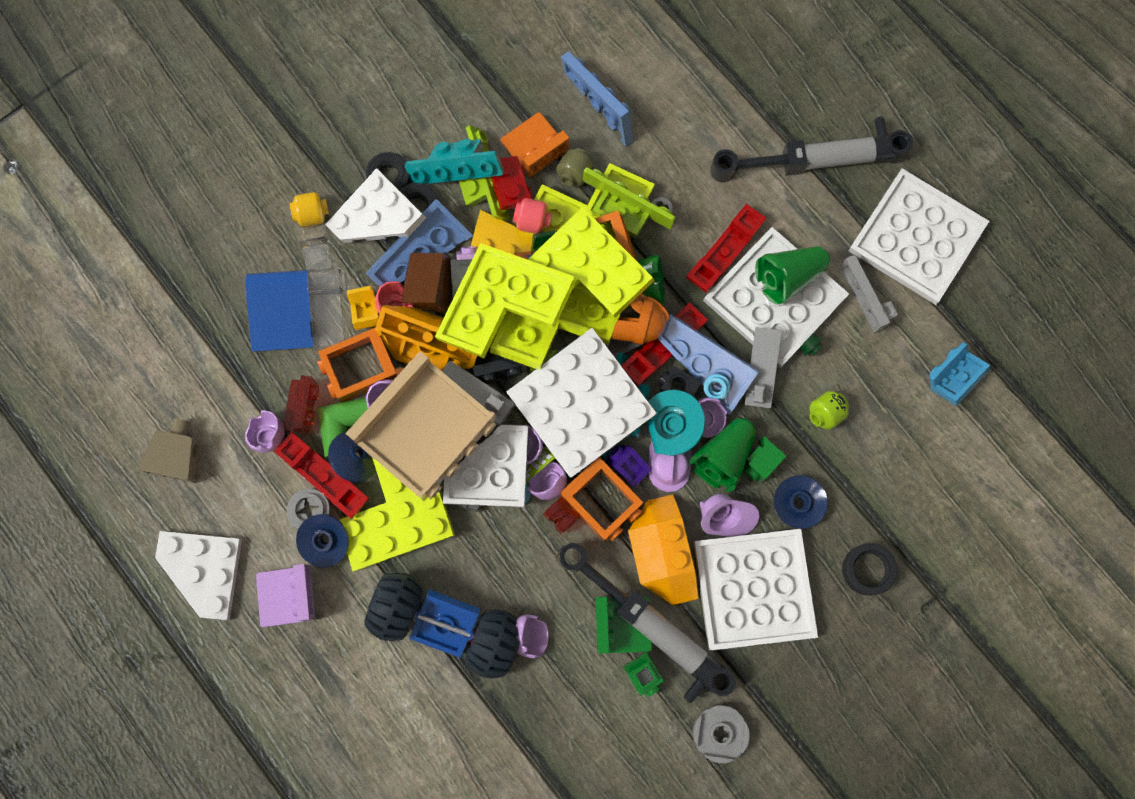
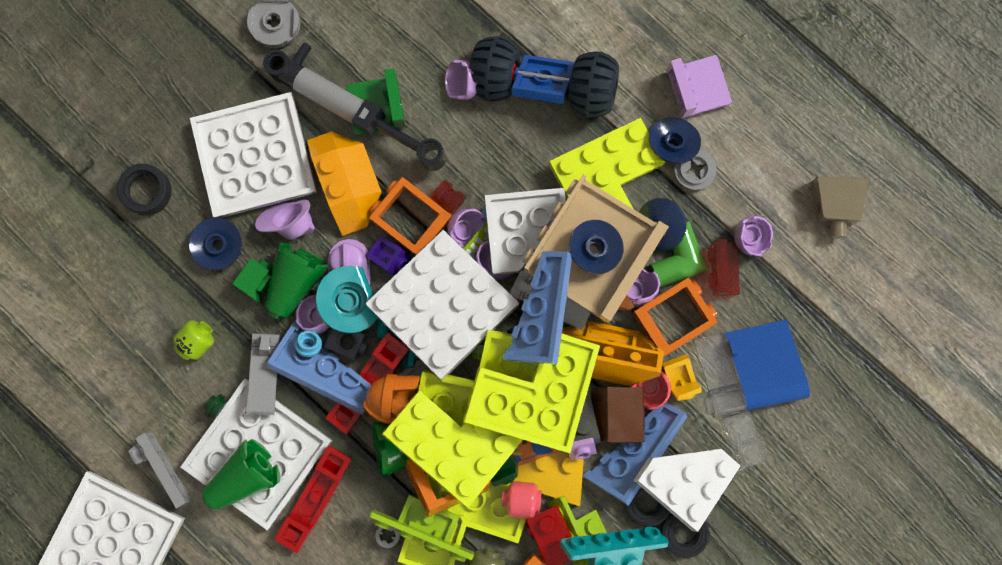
camera: 175 degrees right, 5 degrees up
(202, 570) = (784, 100): white plate -> none
(308, 209) = (760, 477): yellow head -> none
(321, 475) = (696, 209): red slope -> none
(408, 424) = (606, 240): none -> dark blue dish
(486, 361) = (541, 323): none -> medium blue wing
(643, 675) = (350, 61): green window -> none
(958, 374) = (63, 396): dark azure bracket -> none

